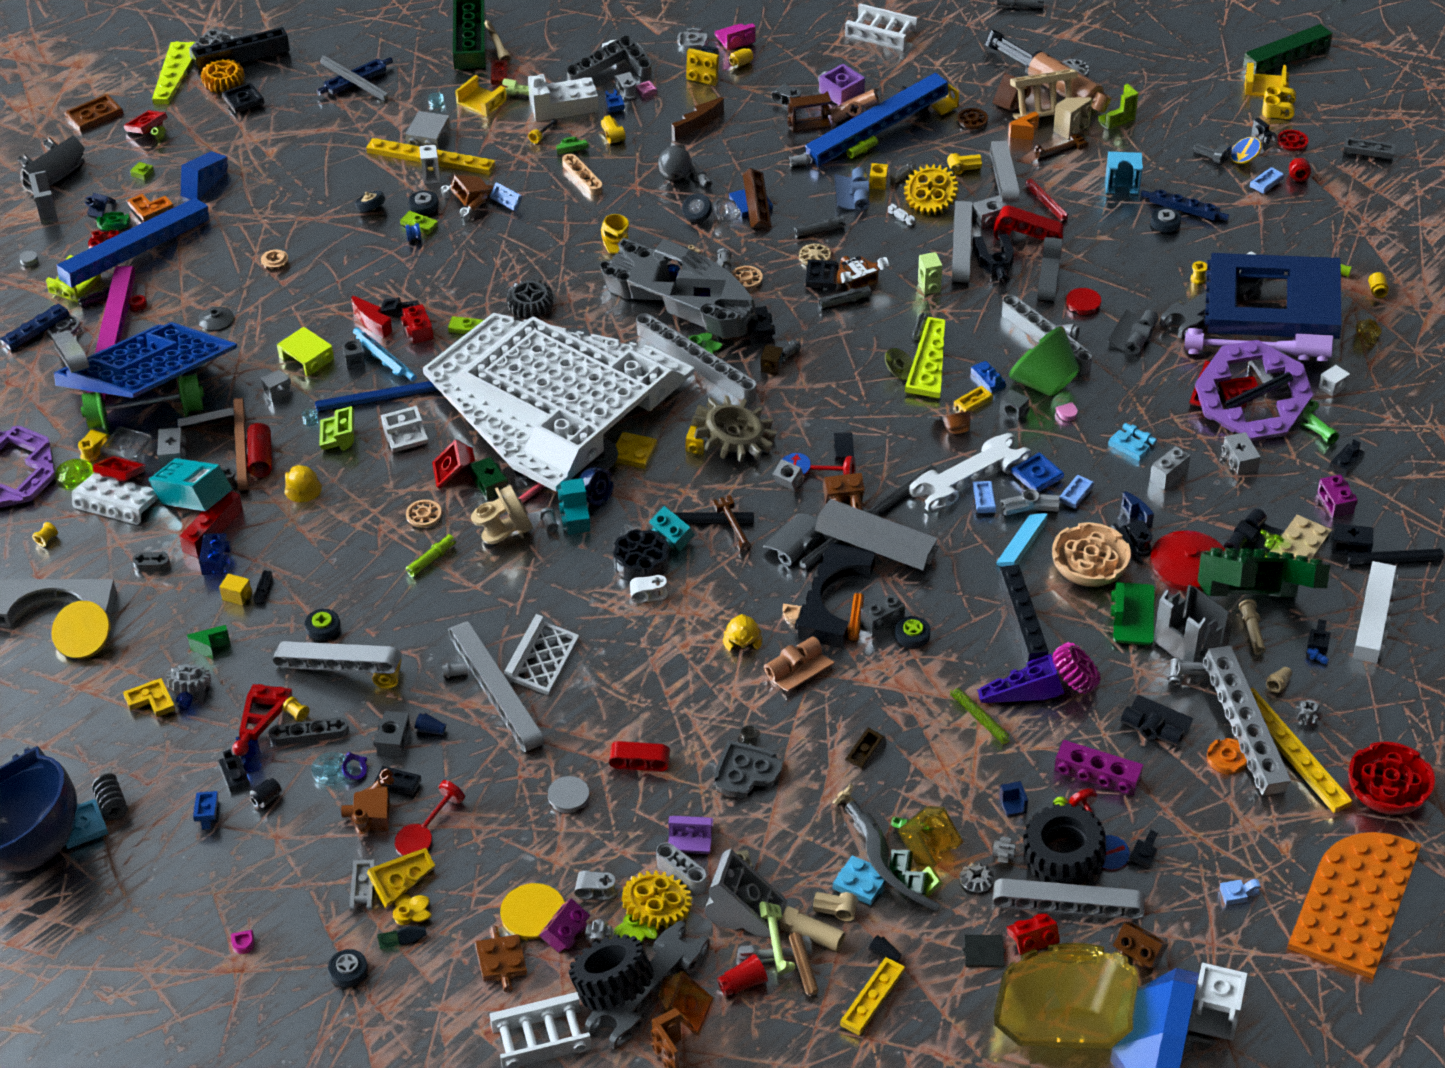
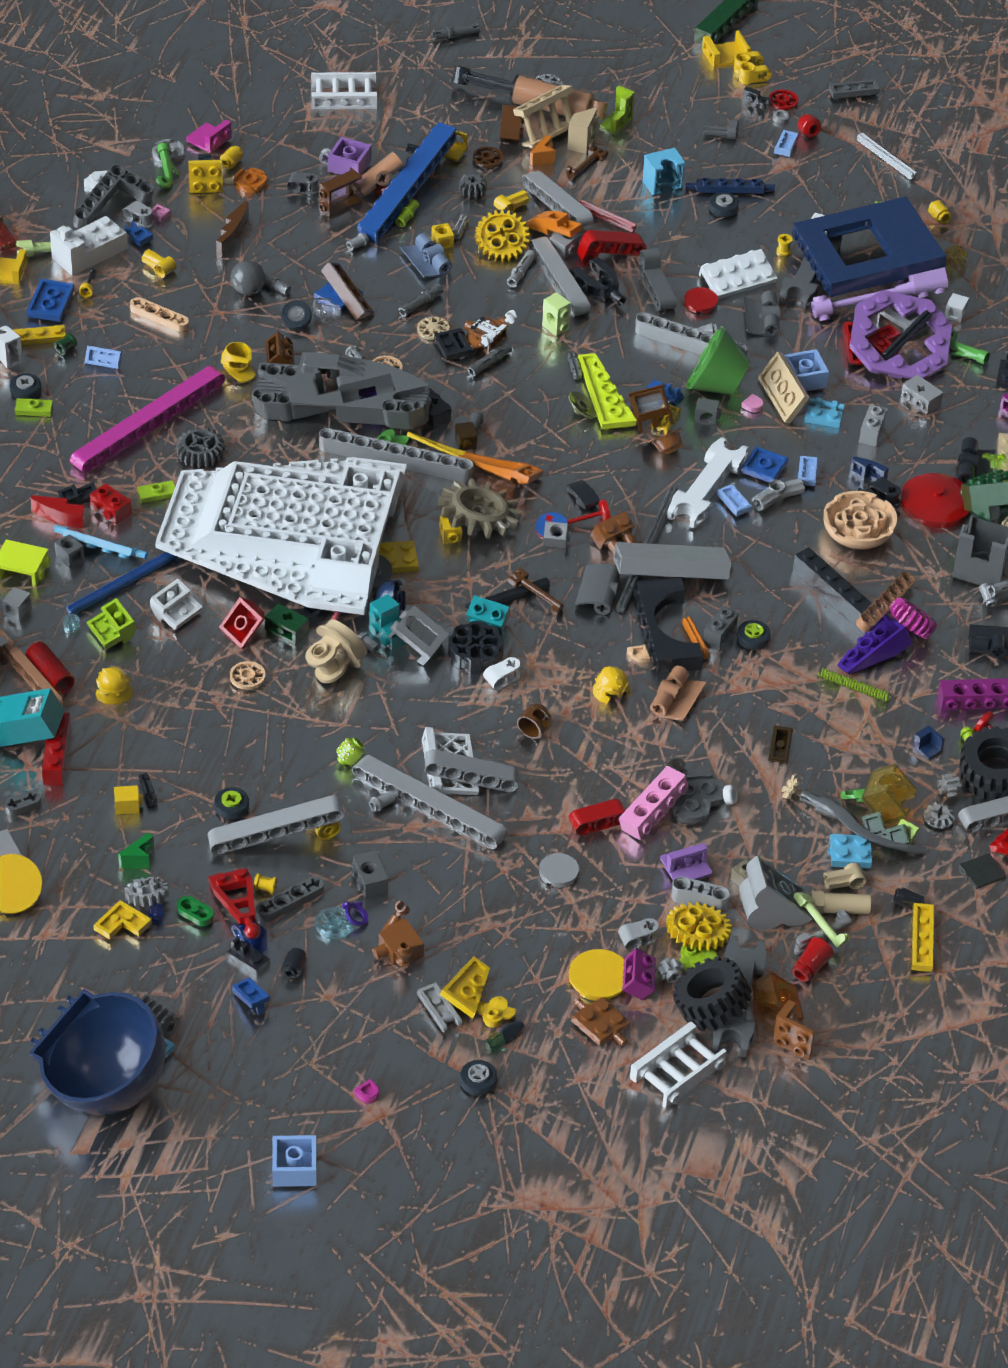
camera: 30 degrees left, 0 degrees up
(122, 981) = (294, 1160): none -> light blue brick
(214, 554) = (83, 775): clear blue brick -> none
(218, 711) = (195, 911): none -> green plate
(403, 781) = (416, 910): black plate -> none
(413, 232) = (38, 418): blue wheel -> none
(418, 836) = (455, 954): red piece -> none
(428, 724) = (395, 855): dark blue cone -> none
(437, 550) = (286, 704): lime pin -> none
(456, 613) = (350, 751): none -> lime head
(470, 191) = (65, 361): dark orange torso -> none
(487, 173) = (65, 344): none -> dark green bush
(499, 136) = (50, 300): none -> blue plate
(504, 260) = (147, 419): none -> dark pink beam
(548, 669) = (471, 770): none -> light grey beam
(571, 144) = (128, 288): bright green plate -> none
(592, 546) = (410, 638): none -> light grey panel
(644, 642) = (534, 721): none -> reddish brown helmet
(656, 232) = (279, 349): none -> reddish brown brick
(682, 47) = (169, 168): none -> bright green plant
(696, 761) = (653, 802): none -> bright pink brick
(745, 82) = (250, 180): none -> orange tile
(779, 780) = (730, 794): none -> white tile
(786, 401) = (504, 469): none -> orange plate
(803, 963) = (853, 931): medium nougat axle -> none
(901, 214) = (487, 267): axle -> none
(927, 226) = (519, 272): none -> light grey pin
(938, 139) = (473, 186): none -> dark grey gear
(961, 382) = (650, 404): none -> reddish brown window
(984, 191) = (554, 221): none -> orange slope
(1023, 540) = (790, 527): medium azure slope -> none
(1050, 642) = (883, 602): none -> nougat beam
(1102, 405) = (783, 387): none -> tan plate
(1133, 613) = (921, 558): green bracket -> none
(1135, 286) = (738, 273): none -> white bracket
(1135, 395) = (809, 369): none -> light blue brick
(1246, 150) = (752, 120): piece -> none
(1280, 155) = (781, 116): none -> light grey tile
(1361, 219) = (886, 156): none -> axle

